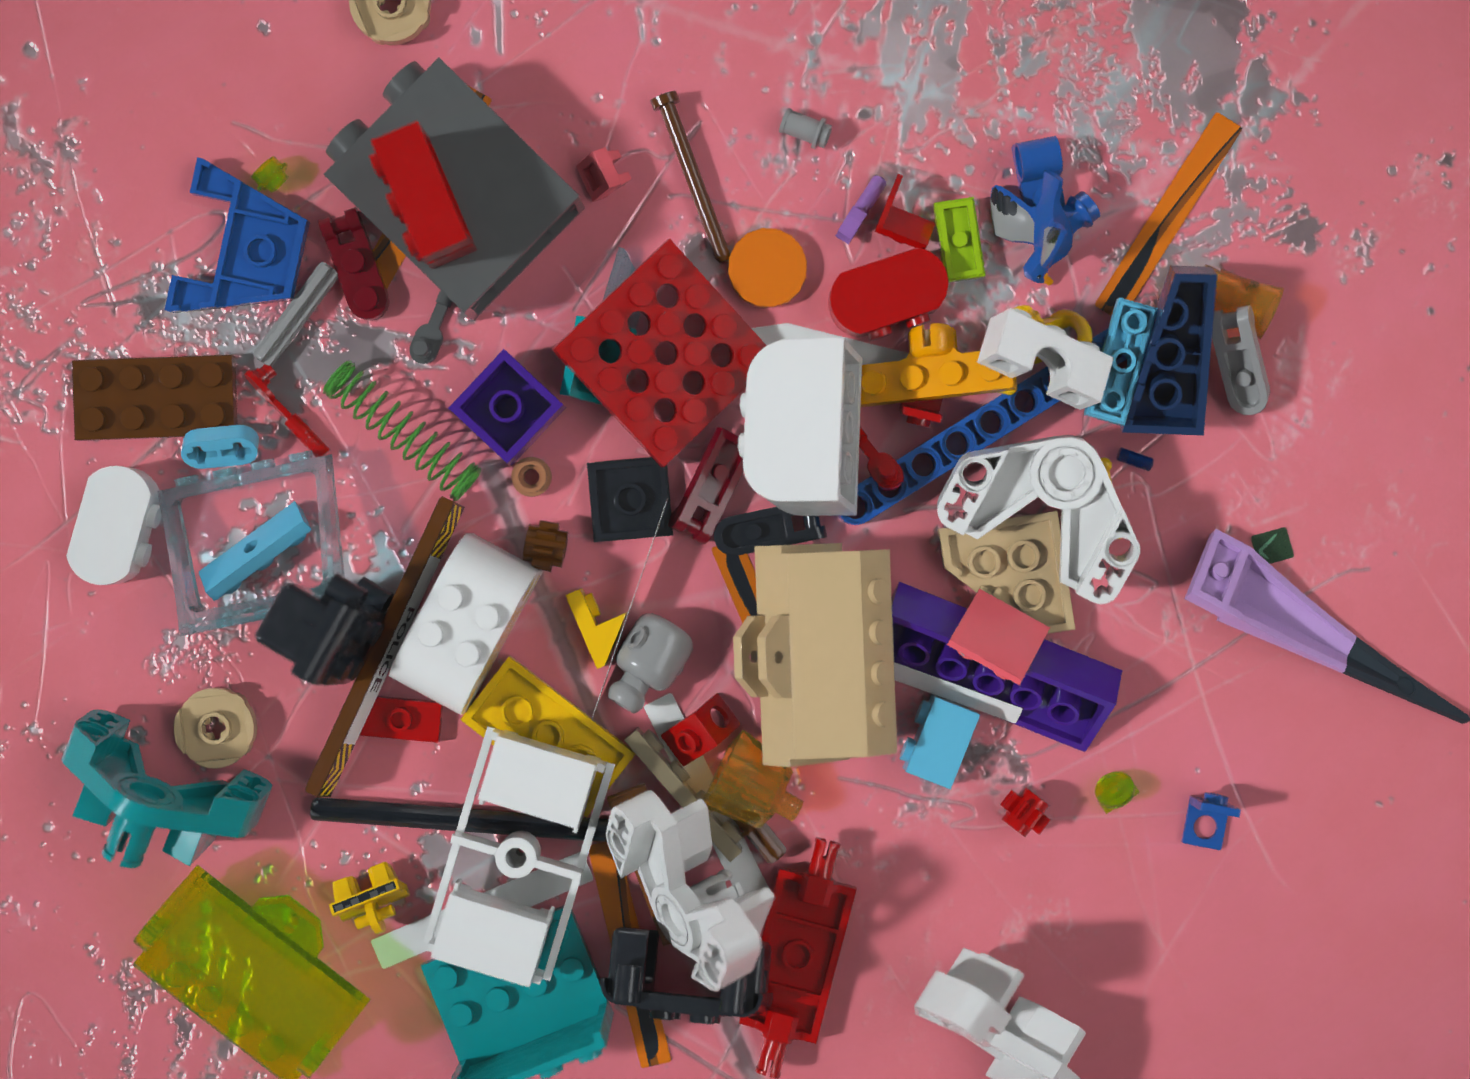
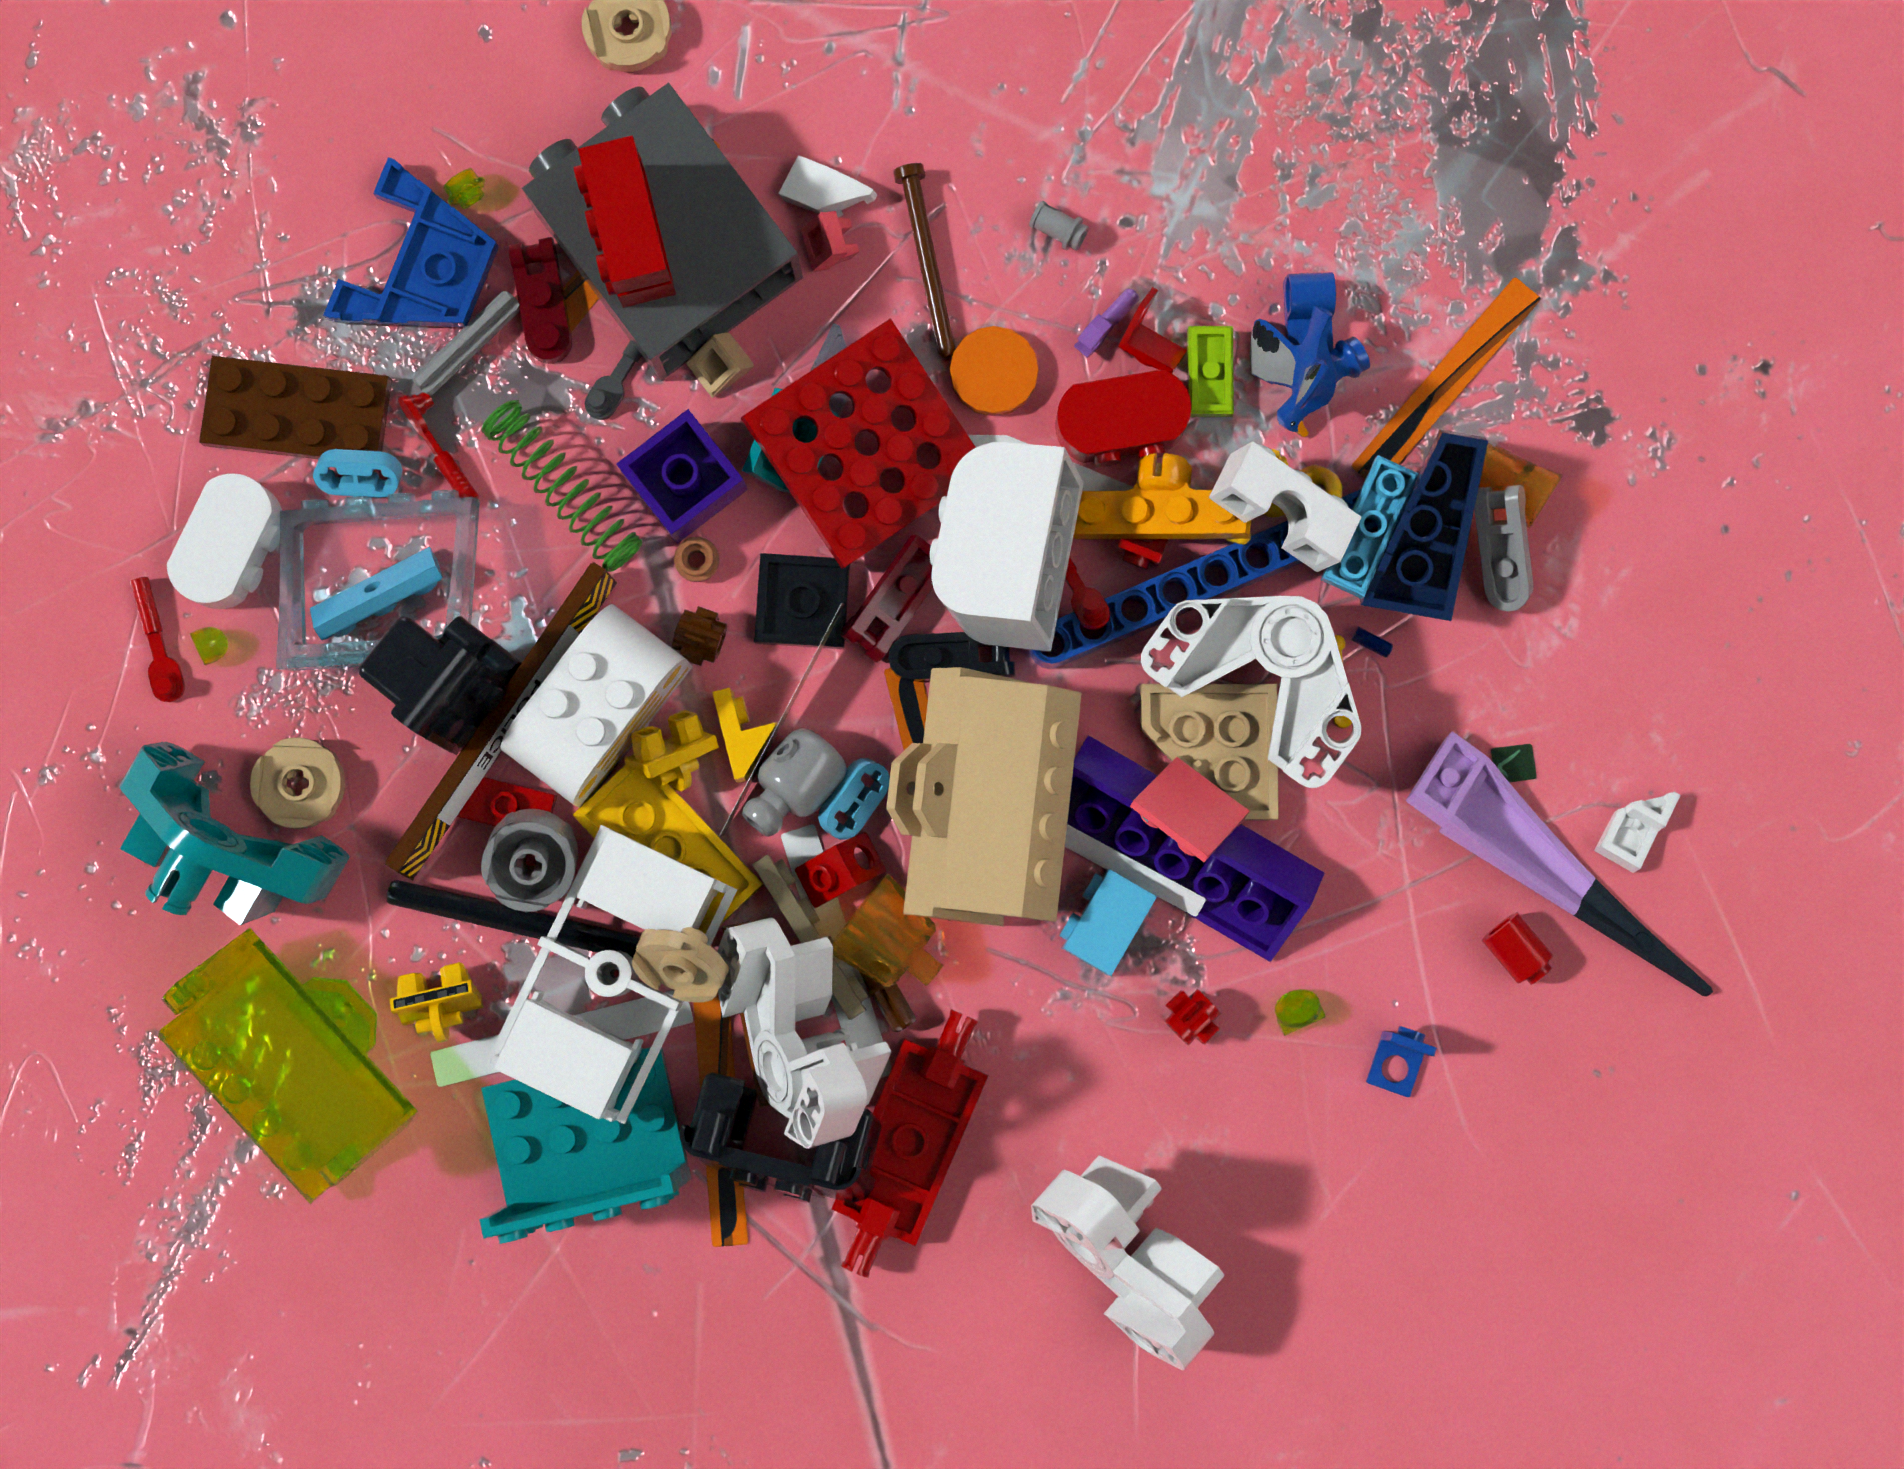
camera: 10 degrees right, 5 degrees down
(80, 646) = (163, 671): none -> red piece
(116, 617) = (210, 644): none -> clear neon green hinge
(430, 744) = (505, 865): none -> light grey brick
(523, 298) = (719, 363): none -> tan slope
(539, 656) = (672, 758): none -> yellow hips
(578, 842) = (680, 963): none -> tan plate
(589, 126) = (822, 188): none -> white slope
(703, 667) = (854, 799): none -> medium azure beam
(1299, 710) = (1519, 949): none -> red brick
(1384, 590) = (1635, 829): none -> white slope

